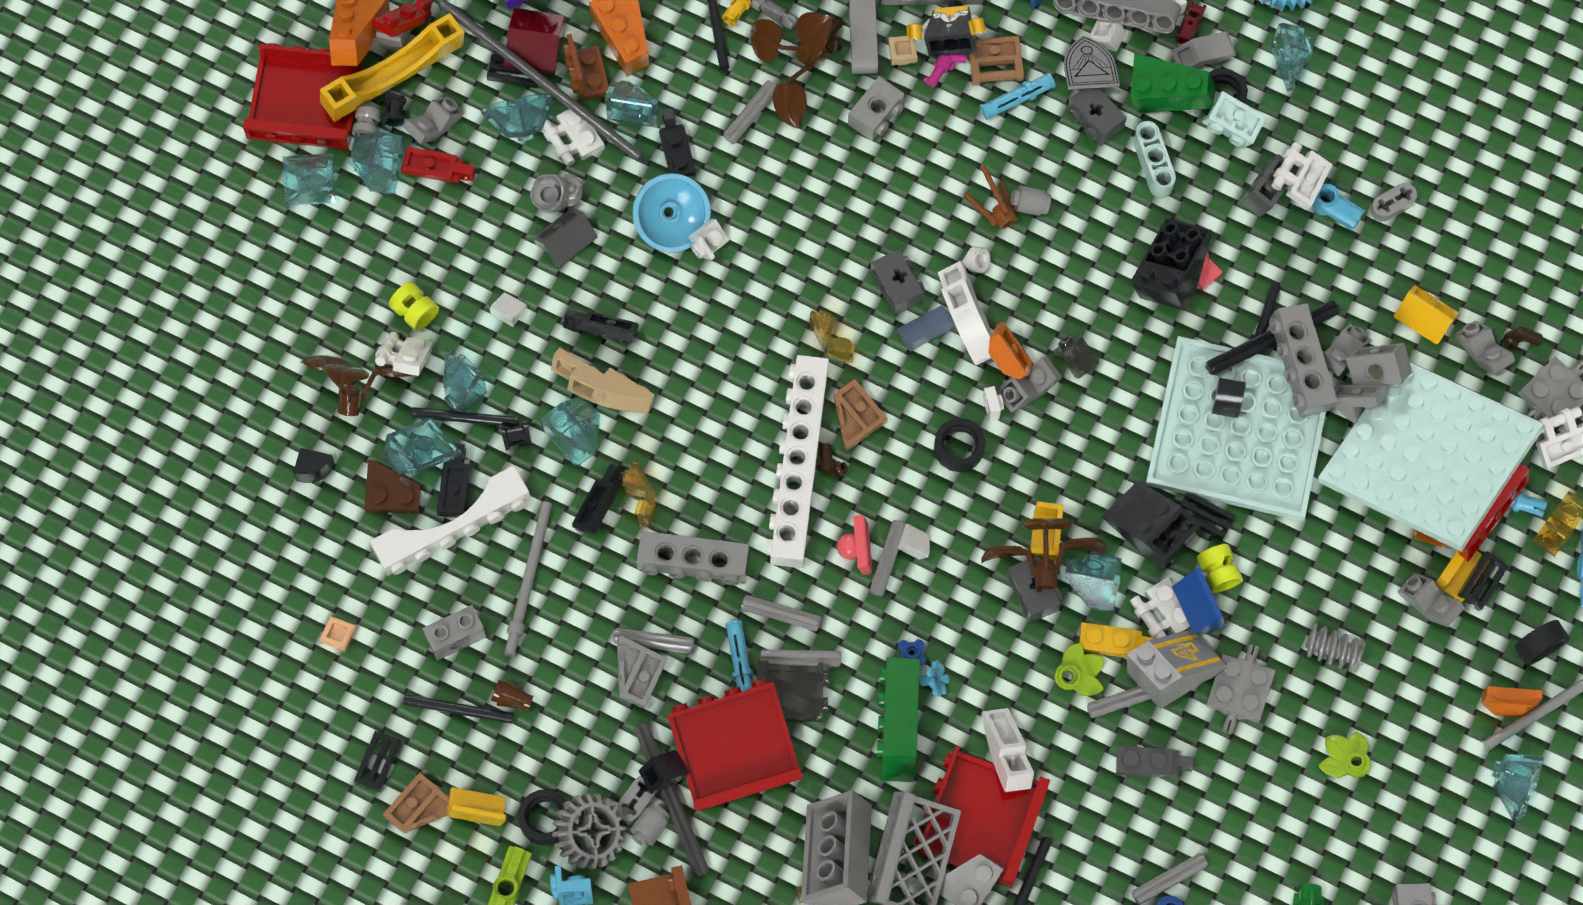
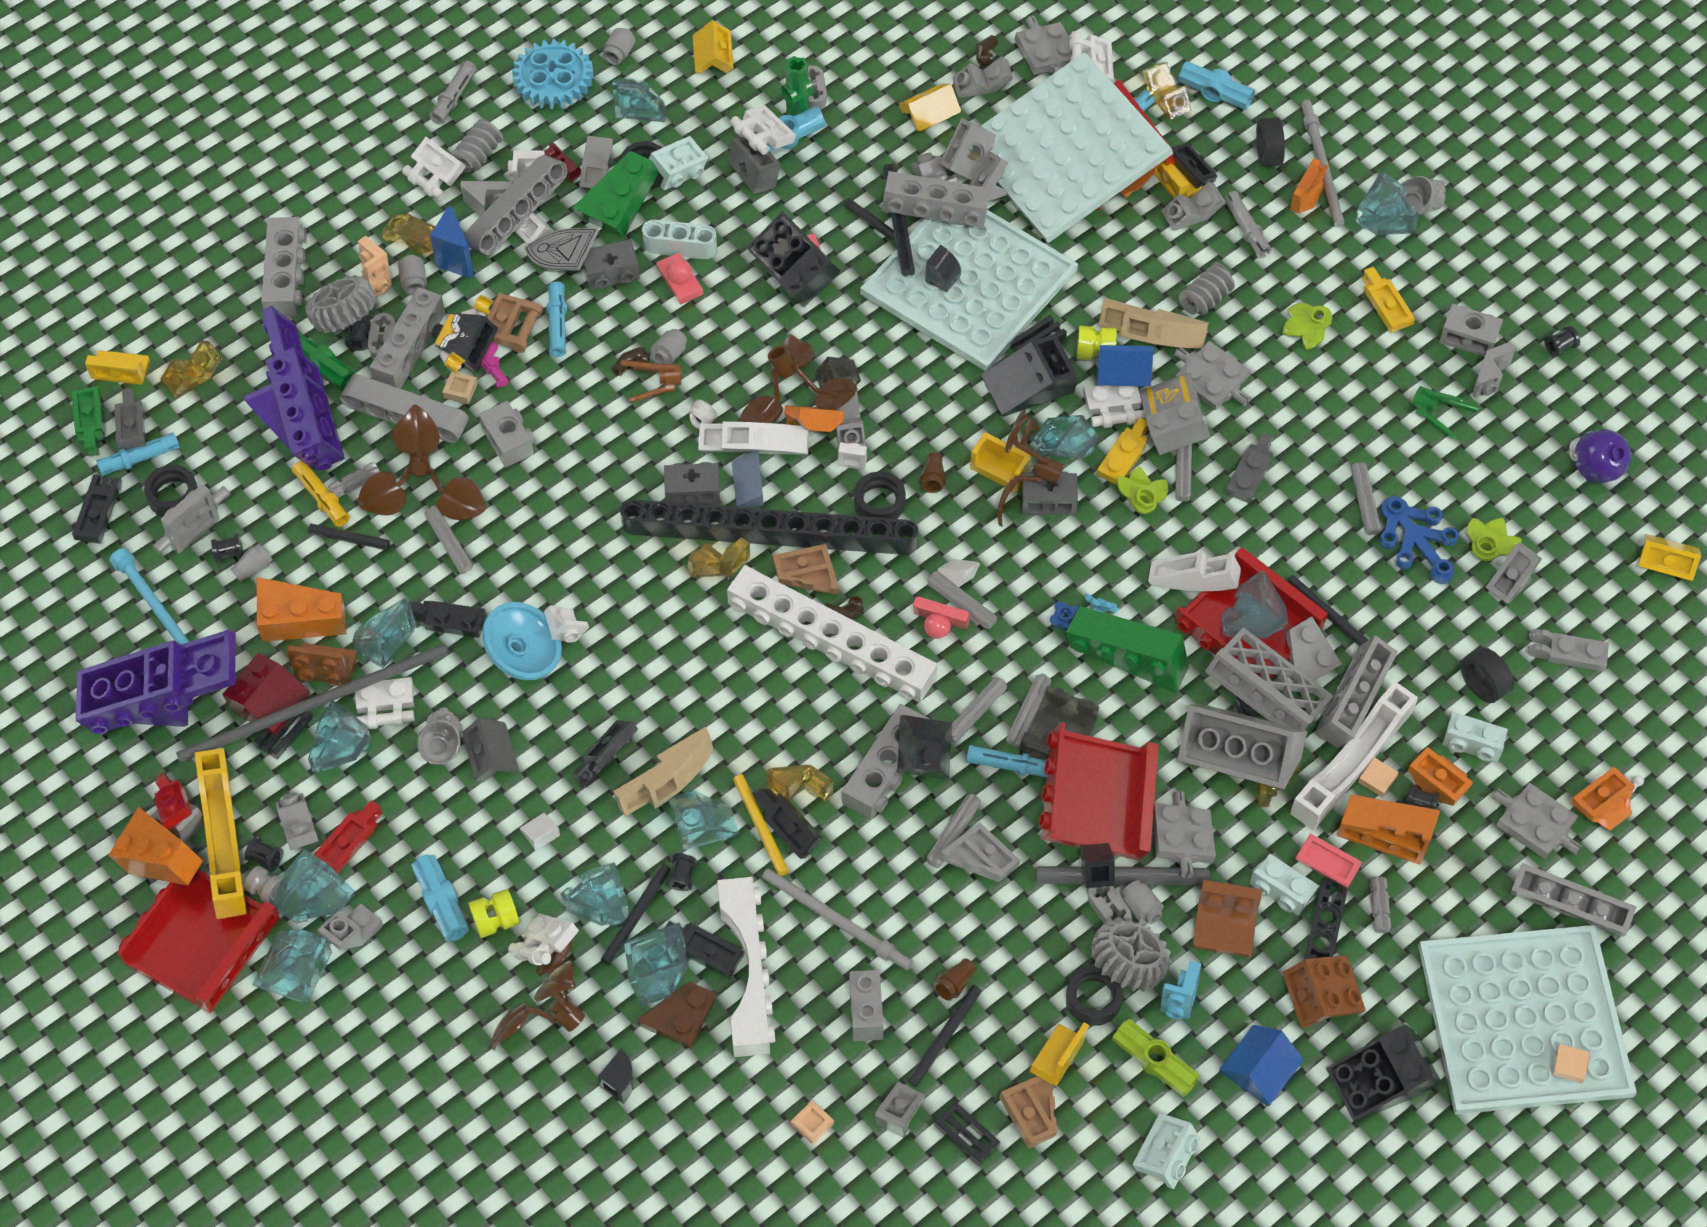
camera: 65 degrees left, 10 degrees down
(353, 207) = (352, 929): none -> light grey slope
(371, 695) = (898, 1109): none -> light grey slope
(412, 259) = (440, 897): none -> medium azure piece
(587, 484) = (760, 825): none -> yellow bar
(714, 583) = (924, 747): none -> black slope
(731, 835) = (1183, 834): none -> light grey plate
(884, 376) = (781, 521): none -> black beam
(989, 819) = (1256, 609): none -> clear light blue slope
(1007, 173) = (636, 354): none -> dark brown arm
(1007, 480) = (933, 475): none -> reddish brown cone
(1073, 311) = (785, 362): none -> reddish brown plant
(1115, 178) = (679, 278): none -> coral tile
(1264, 618) = (1153, 327): none -> tan slope
(1347, 12) = (618, 46): none -> light grey brick
(1365, 183) = (797, 86): none -> green piece
(1391, 95) = (713, 47): none -> yellow panel
(1409, 822) = (1387, 301): none -> yellow hinge
(1428, 666) = (1251, 232): none -> light grey pin
(1554, 811) = (1424, 193): none -> light grey hair

